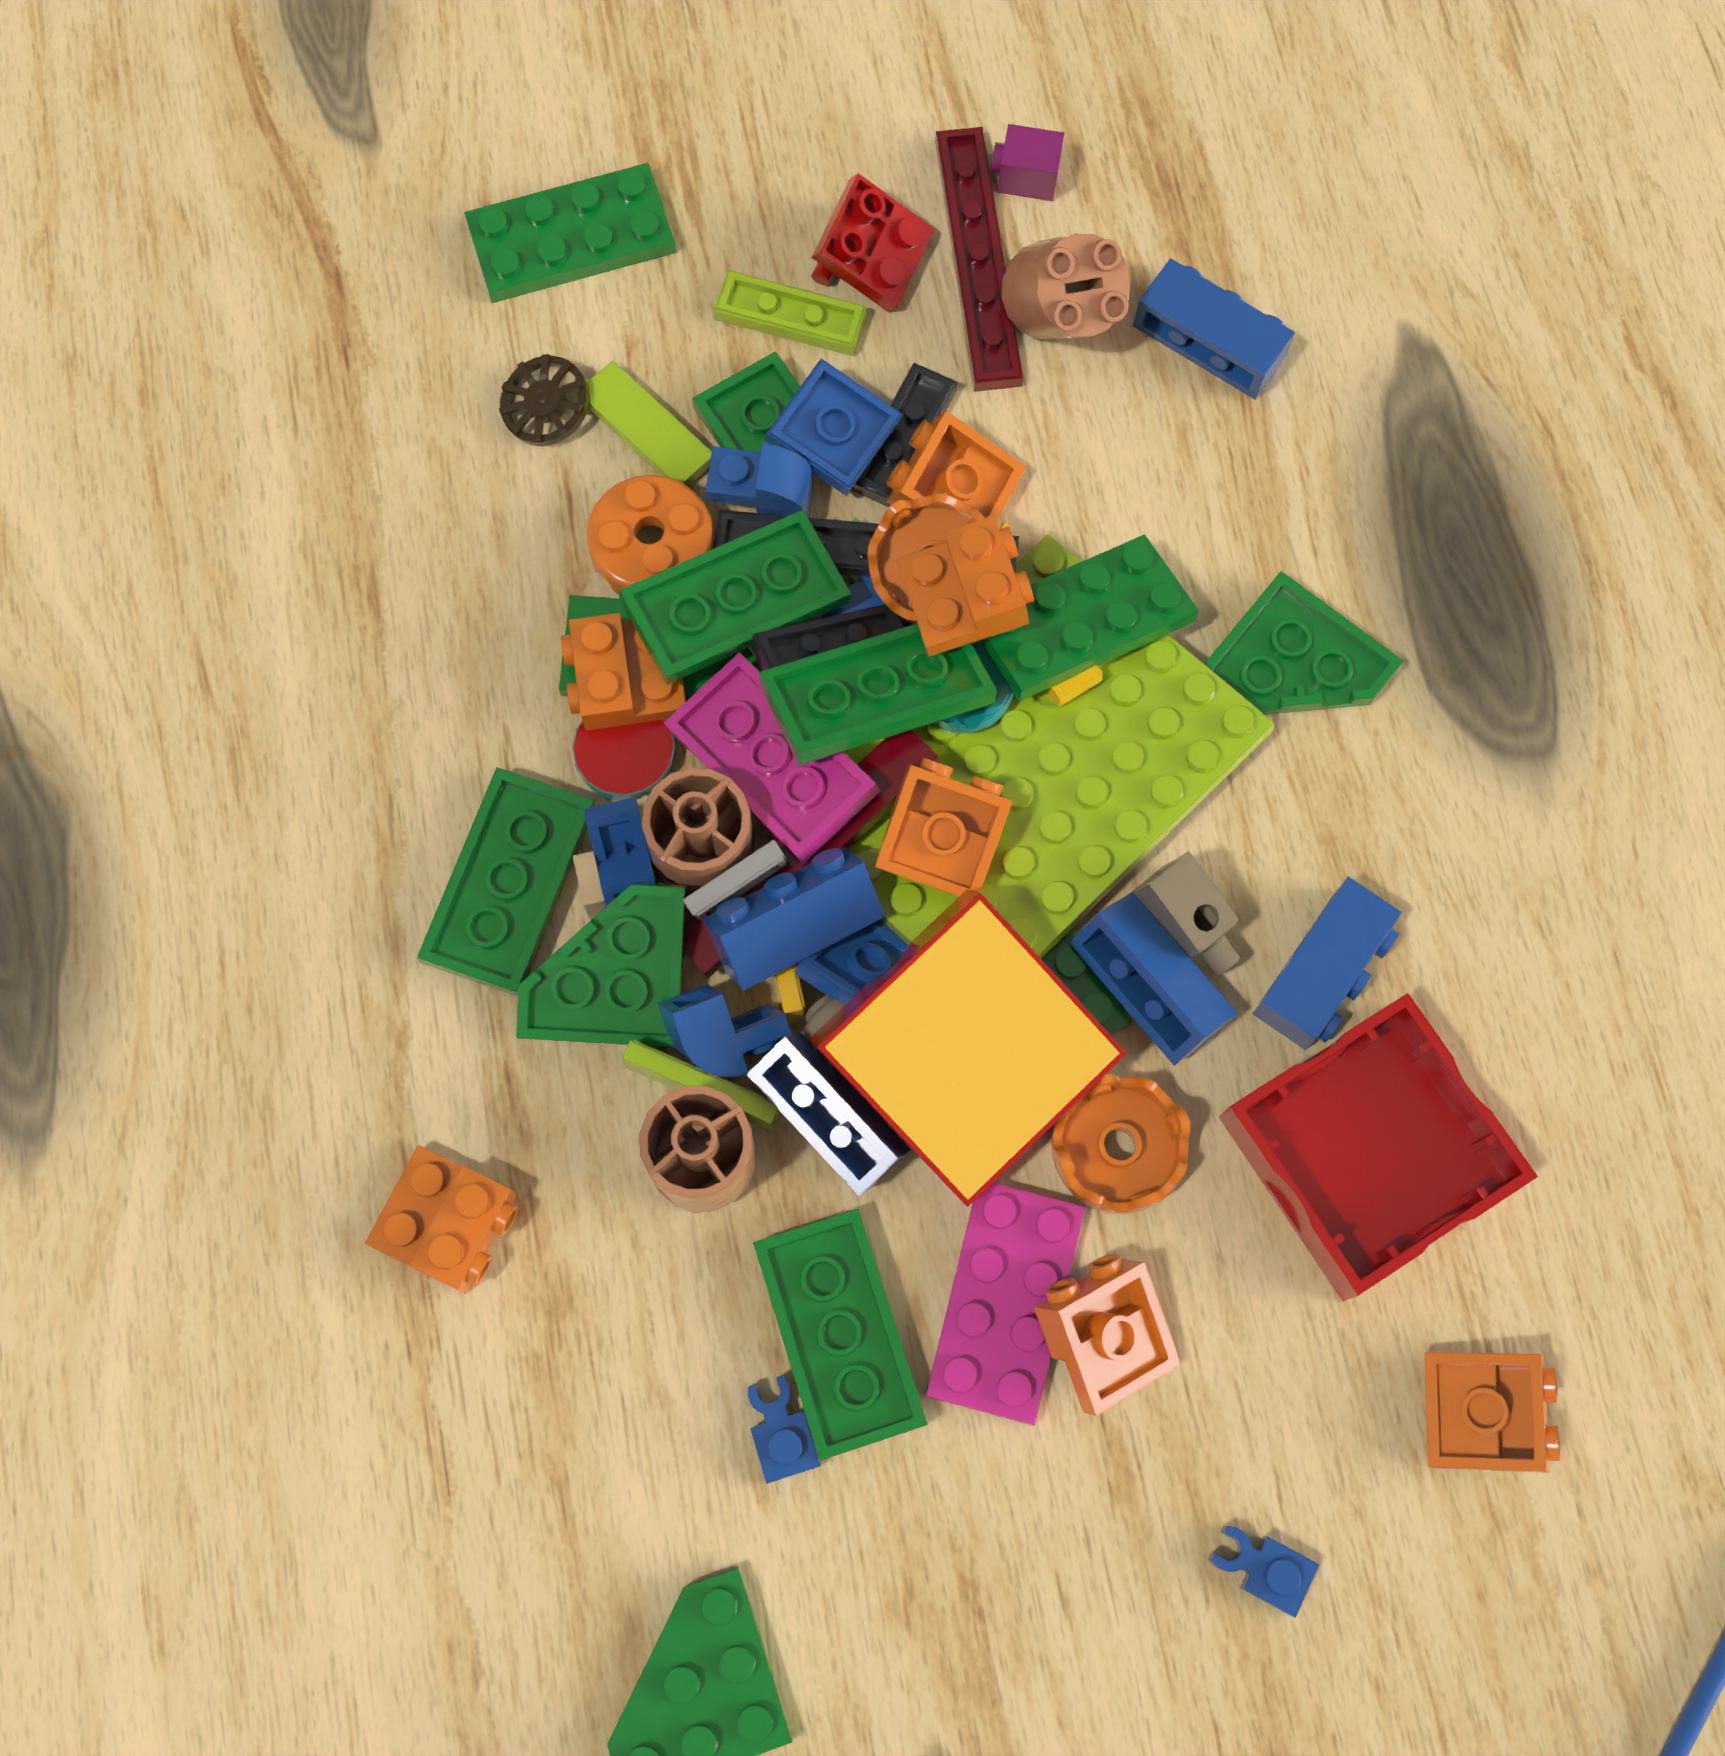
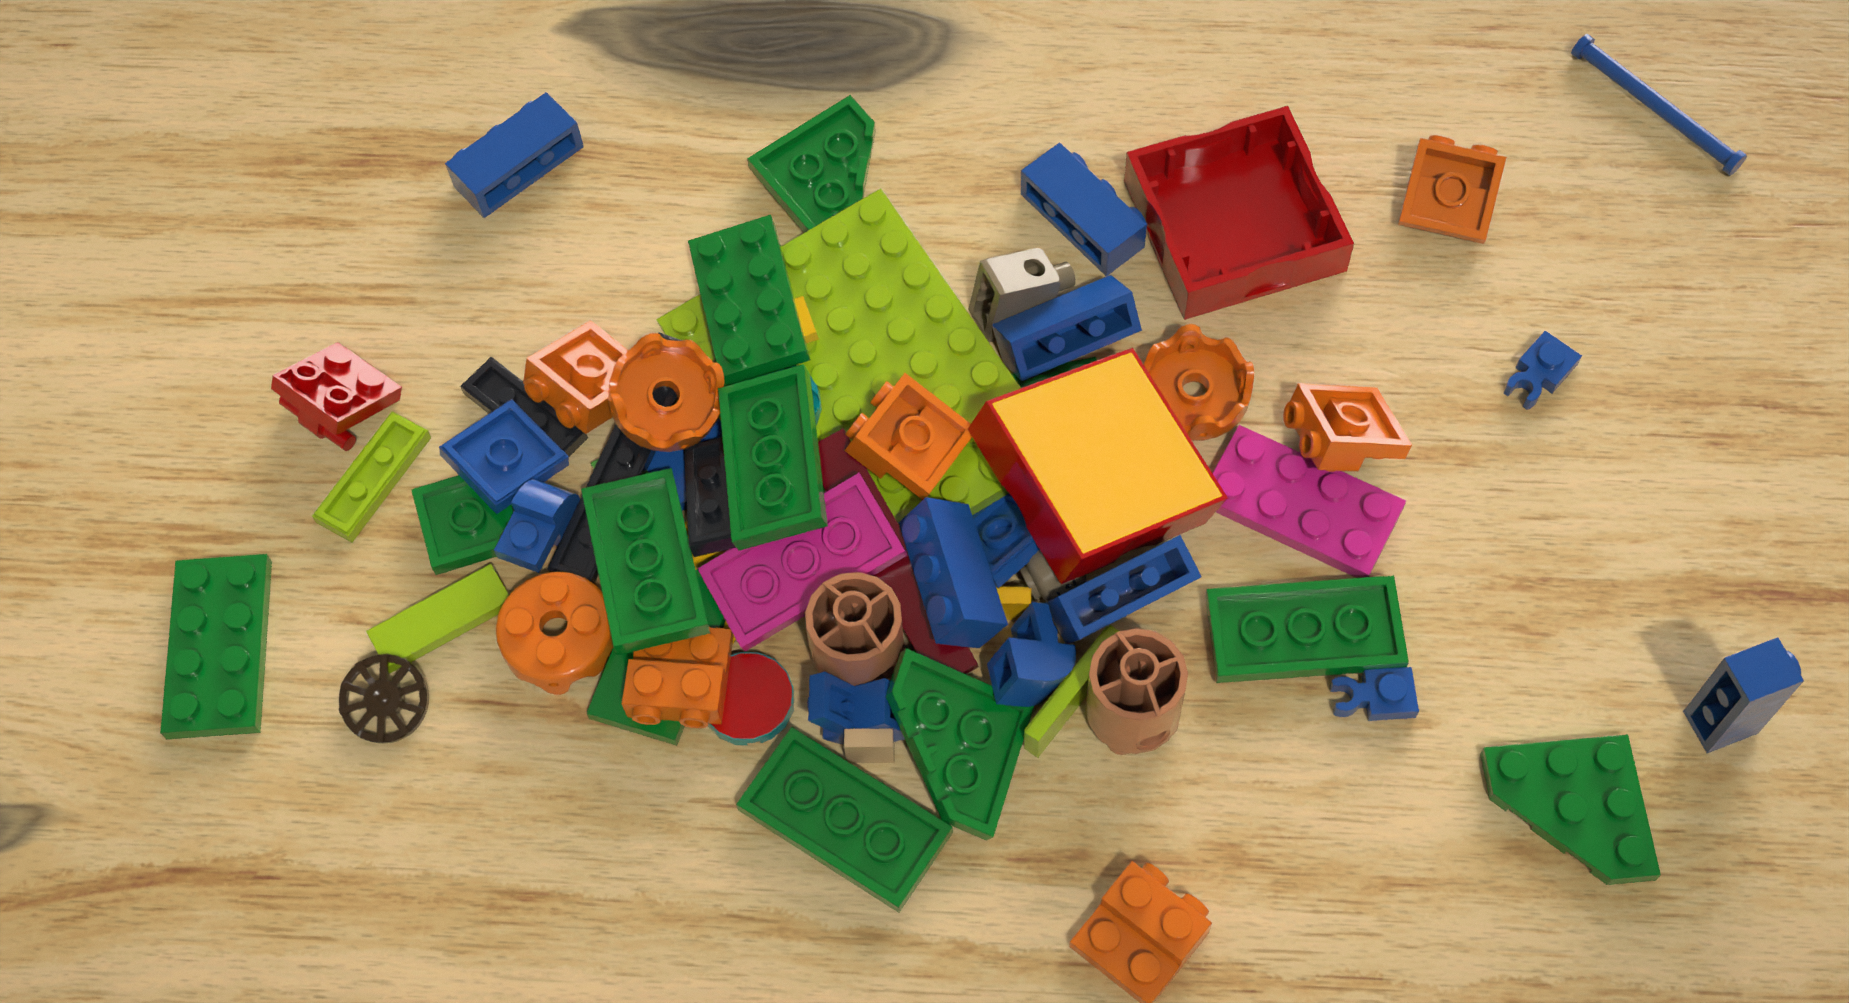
camera: 70 degrees left, 10 degrees down
(737, 880) = (914, 618): light grey tile -> none
(966, 586) = (706, 363): orange plate -> none
(978, 259) = (376, 316): dark red tile -> none
(1028, 162) = (305, 252): magenta brick -> none
(1066, 287) = (448, 239): nougat cylinder -> none

